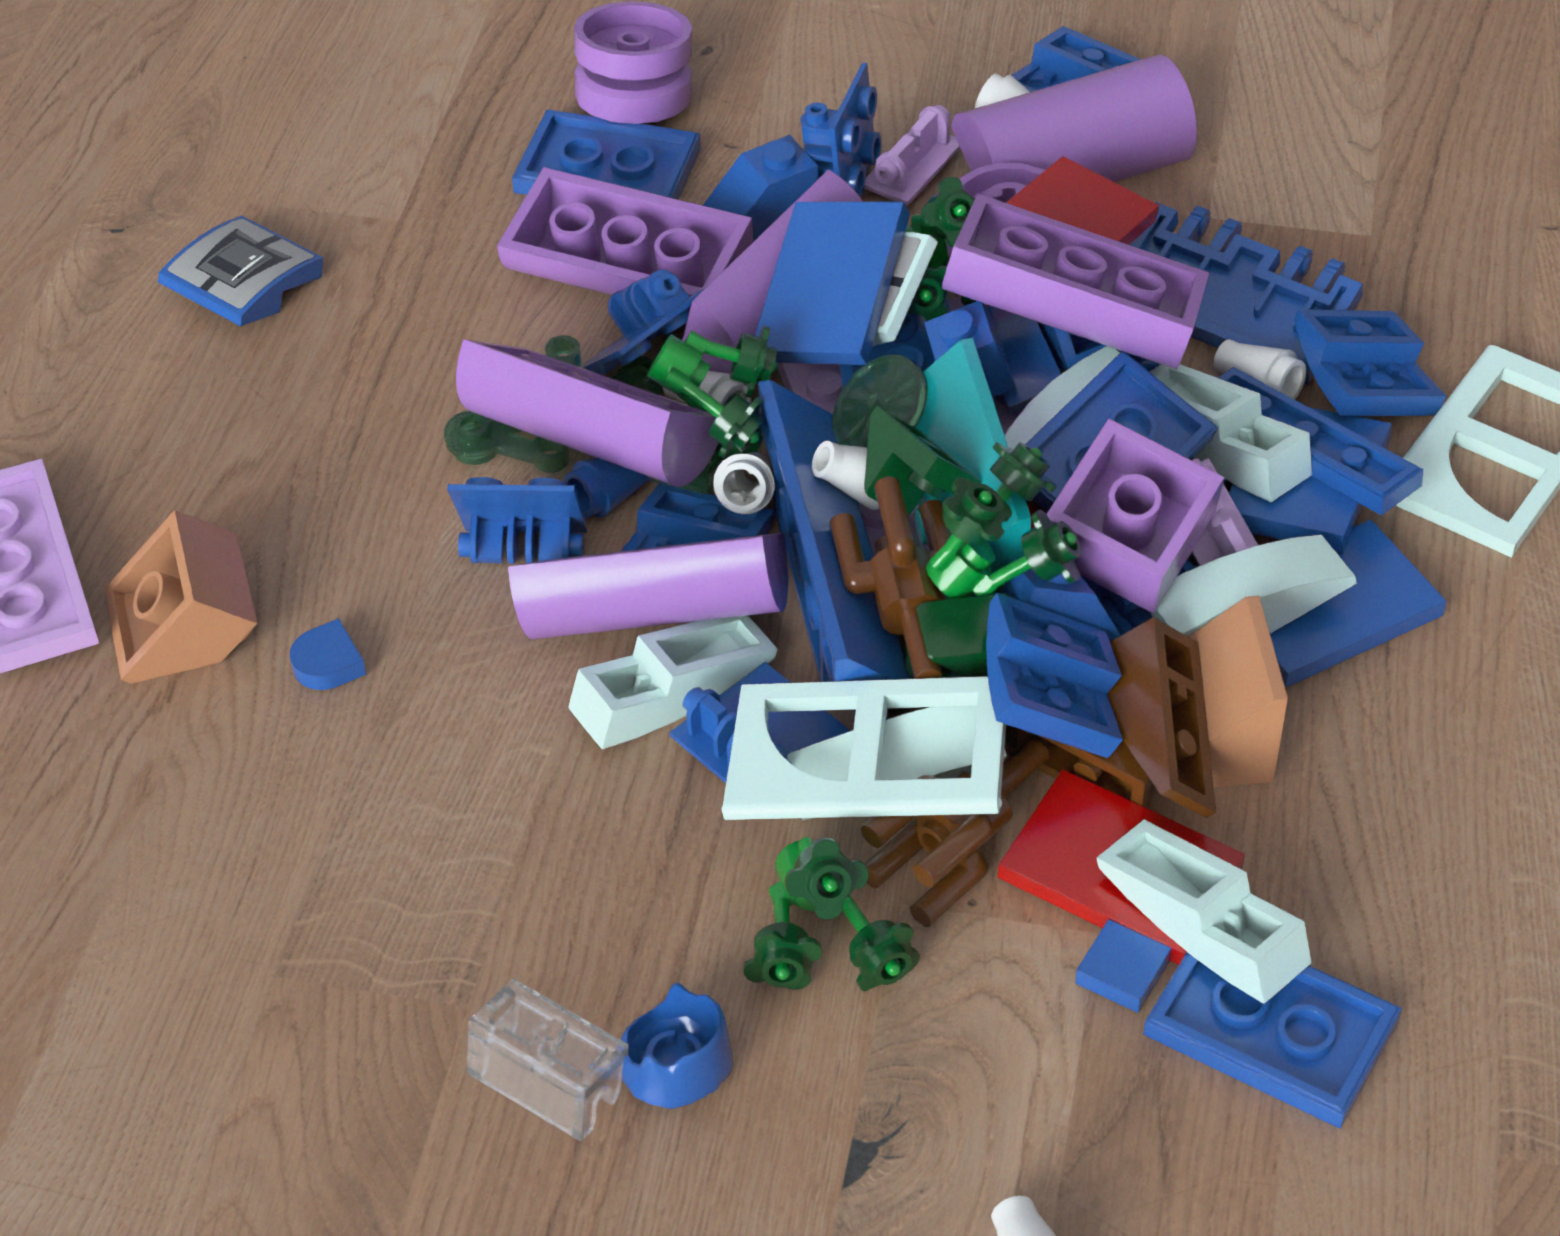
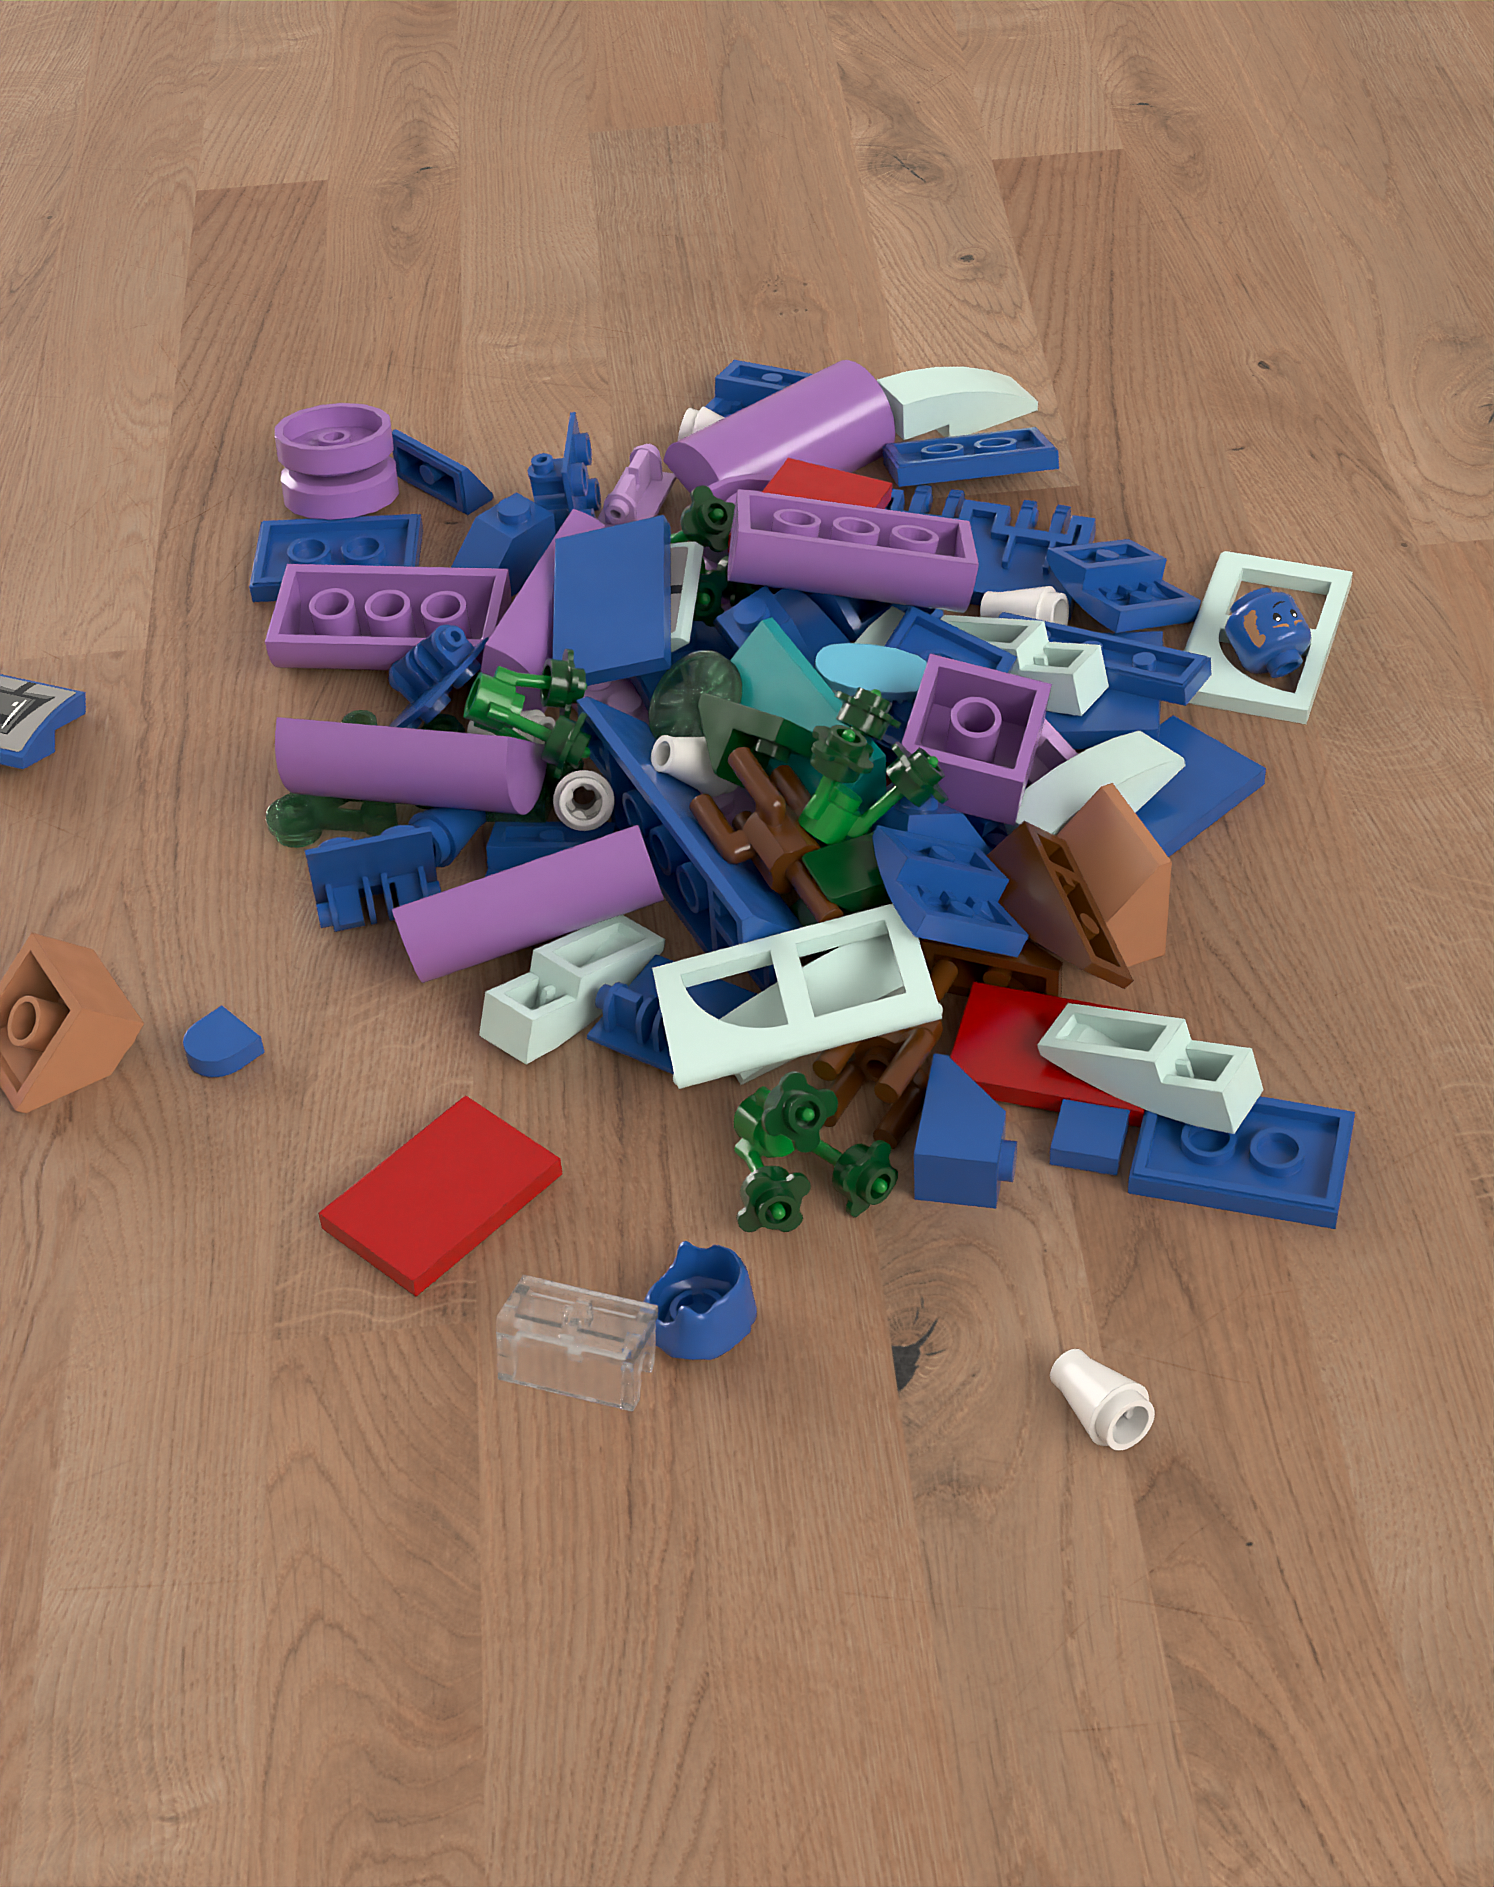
camera: 15 degrees left, 5 degrees down
(476, 867) = (440, 1195): none -> red tile
(730, 95) = (438, 474): none -> blue slope
(987, 940) = (961, 1141): none -> blue slope
(1055, 417) = (871, 667): none -> medium azure piece
(1263, 184) = (969, 456): none -> blue tile
(1268, 116) = (953, 400): none -> light aqua slope
(1499, 450) = (1268, 632): none -> blue head

